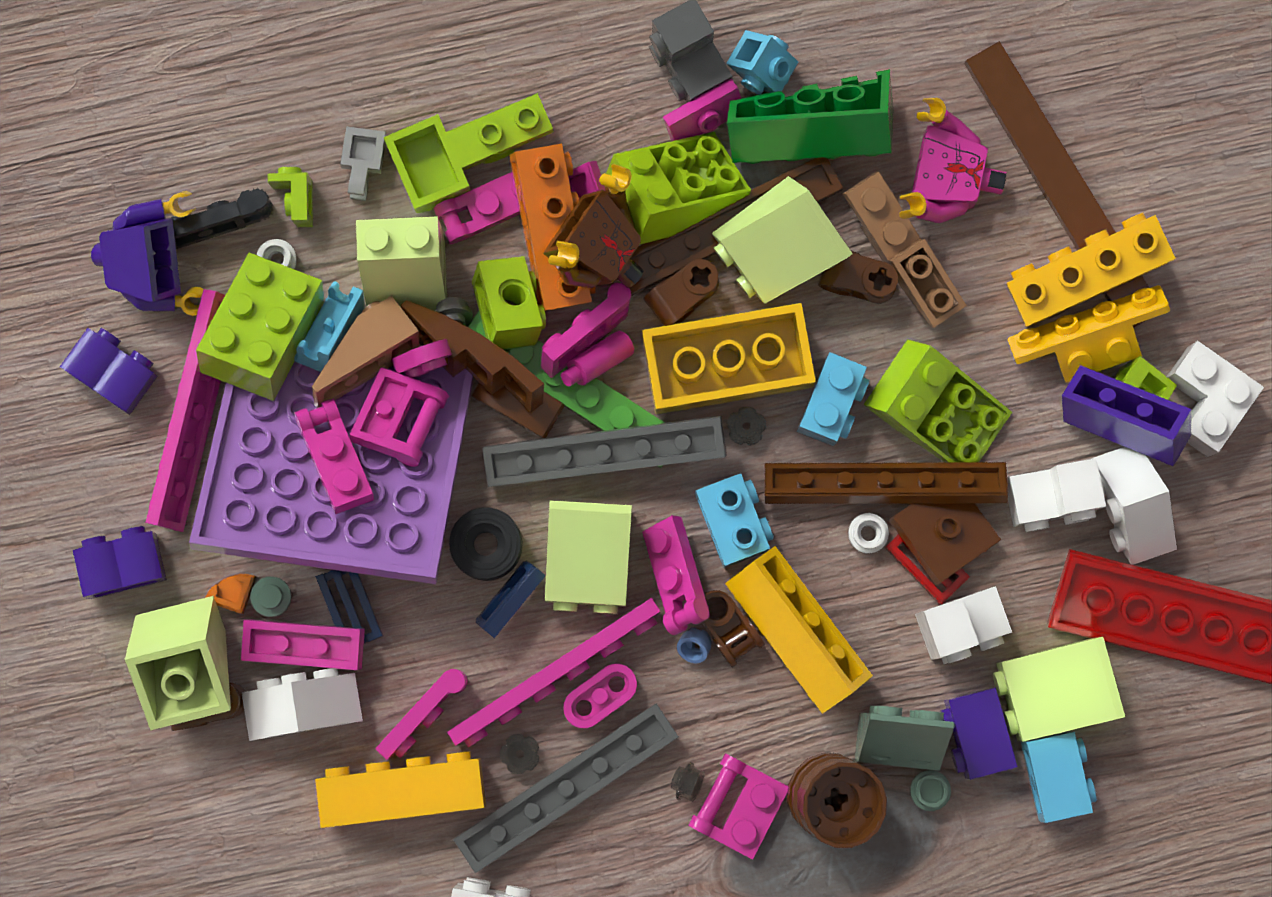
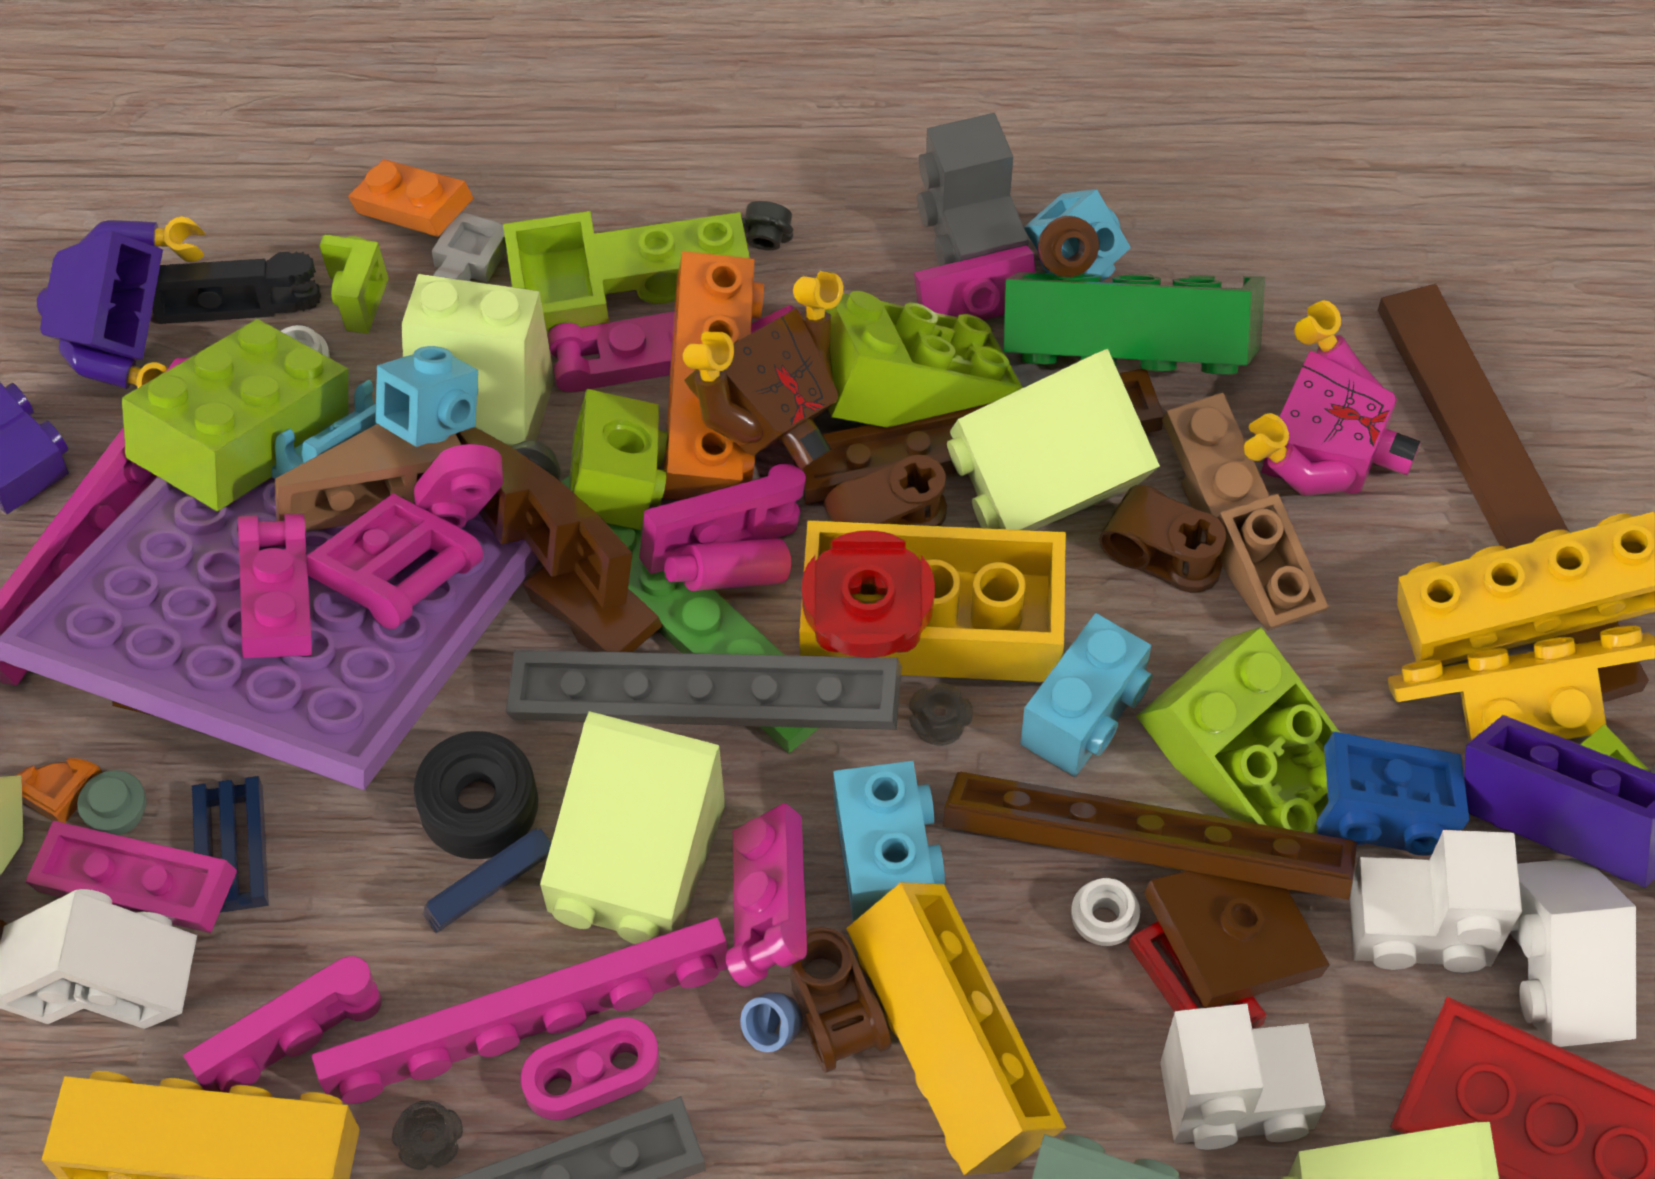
camera: 15 degrees right, 25 degrees down
(311, 121) = (410, 197): none -> orange plate
(386, 304) = (426, 396): none -> medium azure brick
(553, 90) = (767, 225): none -> pearl dark grey plate
(706, 361) = (874, 628): none -> red plate
(761, 85) = (1056, 234): none -> reddish brown plate
(1023, 426) = (1391, 793): none -> blue bracket

